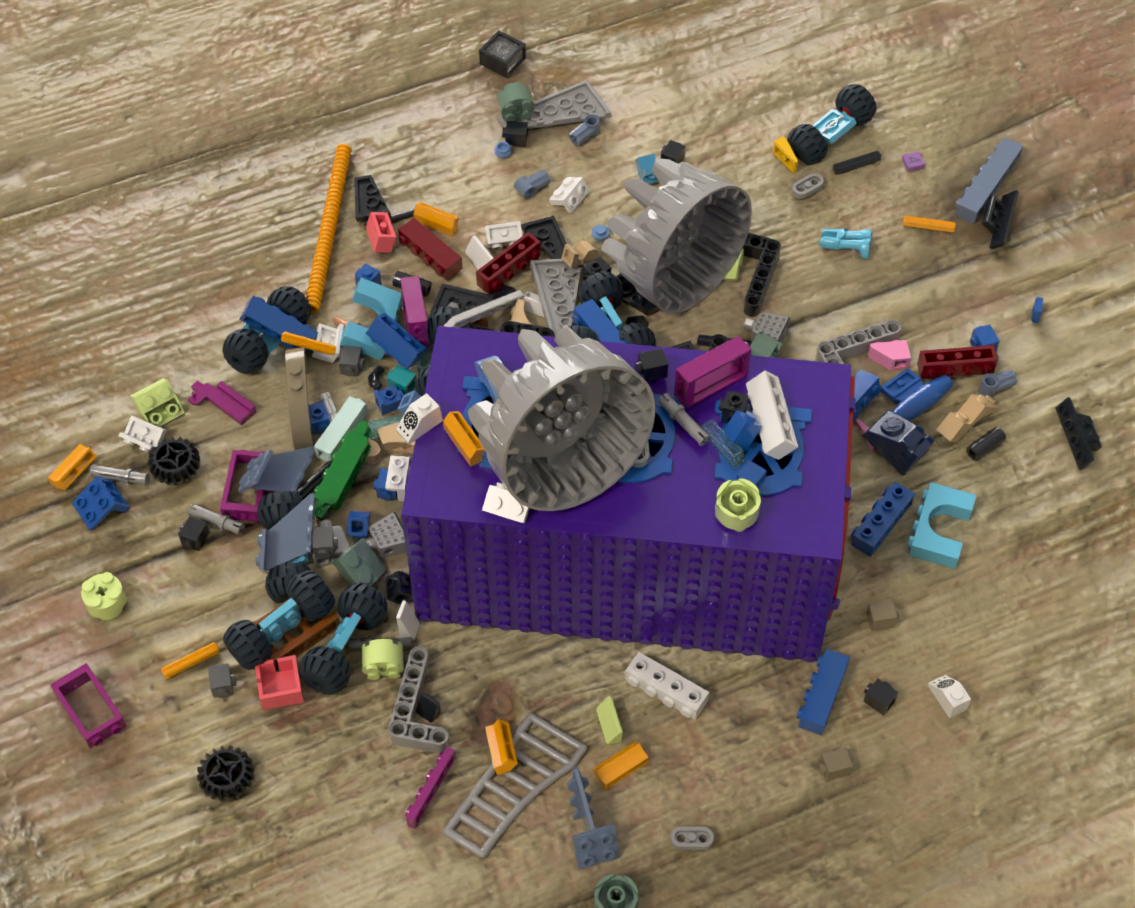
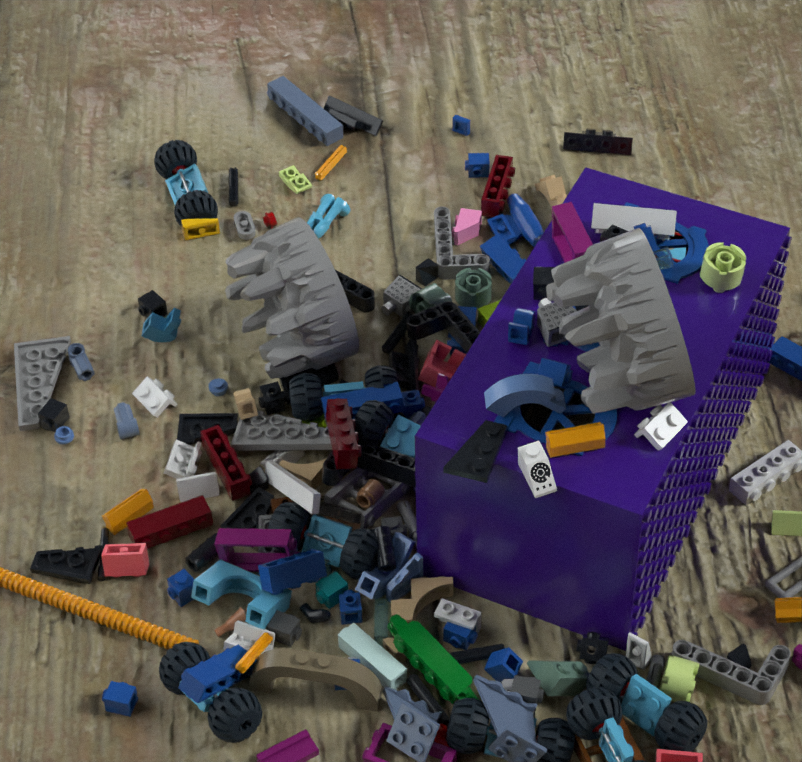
camera: 70 degrees left, 10 degrees down
(249, 278) = (120, 698): none -> blue brick
(369, 500) = (476, 653): none -> black axle
(387, 536) = (526, 643): light grey torso -> none
(430, 375) = (479, 453): none -> black wing
(515, 102) = (21, 397): sand green brick -> none
(548, 319) = (342, 433): none -> dark red brick
(752, 473) = (687, 255): blue tile -> none
(810, 340) = (426, 272): none -> black slope
(824, 202) = (269, 220): none -> red plate
(890, 204) = (294, 180): none -> yellowish green slope
(913, 161) = (253, 151): medium lavender tile -> none
(993, 383) = (526, 172): sand blue piece -> none

